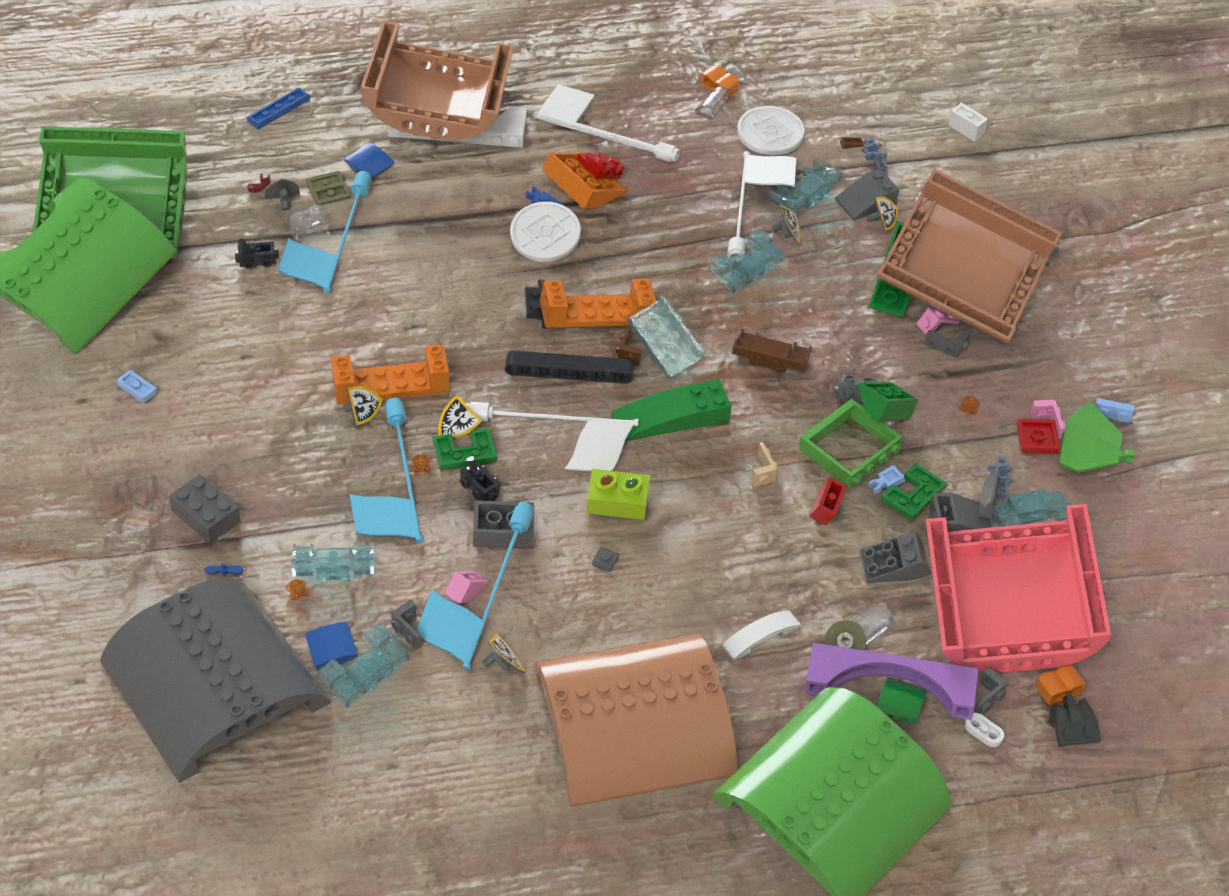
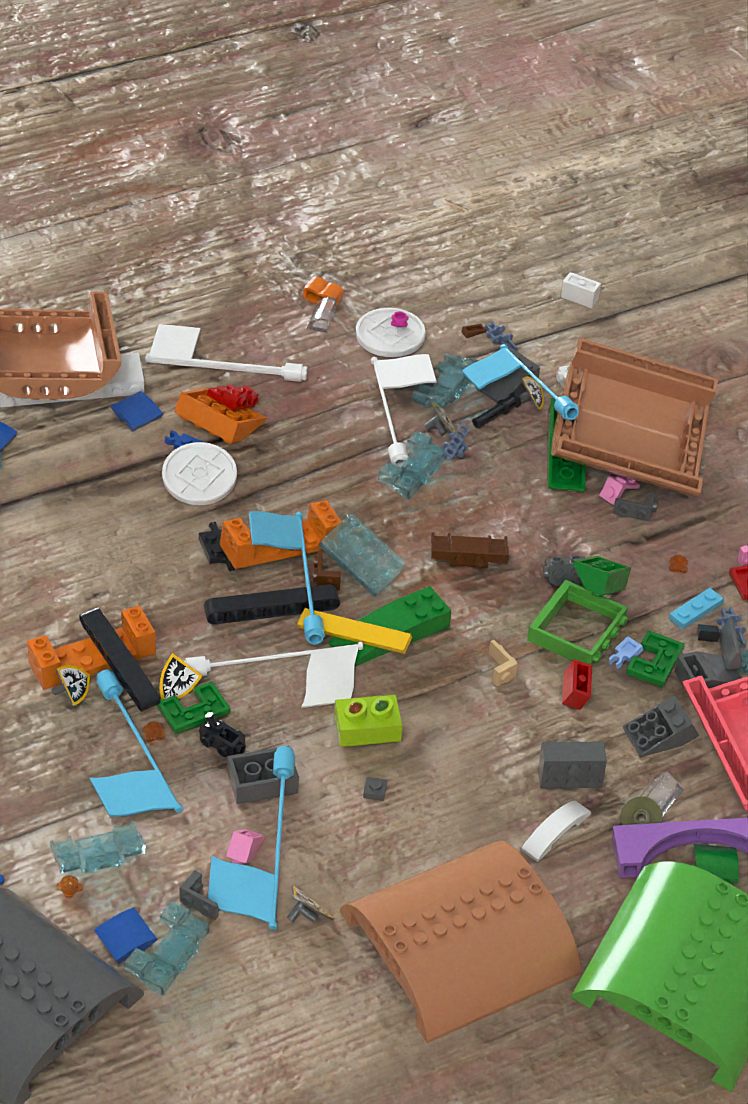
camera: 15 degrees left, 5 degrees down
(410, 390) = (119, 659): none -> black beam
(509, 162) = (137, 410): none -> blue slope
(601, 303) = (287, 533): none -> medium azure flag
(635, 407) = (361, 632): none -> yellow tile
(781, 119) = (399, 319): none -> dark pink plate
(794, 576) = (572, 765): none -> dark grey brick
(797, 248) = (457, 442): none -> sand blue piece
(851, 221) = (502, 407): none -> black pin
(859, 181) = (502, 364): none -> medium azure flag
(971, 451) = (696, 608): none -> medium azure plate
(974, 477) = (708, 633): none -> black slope

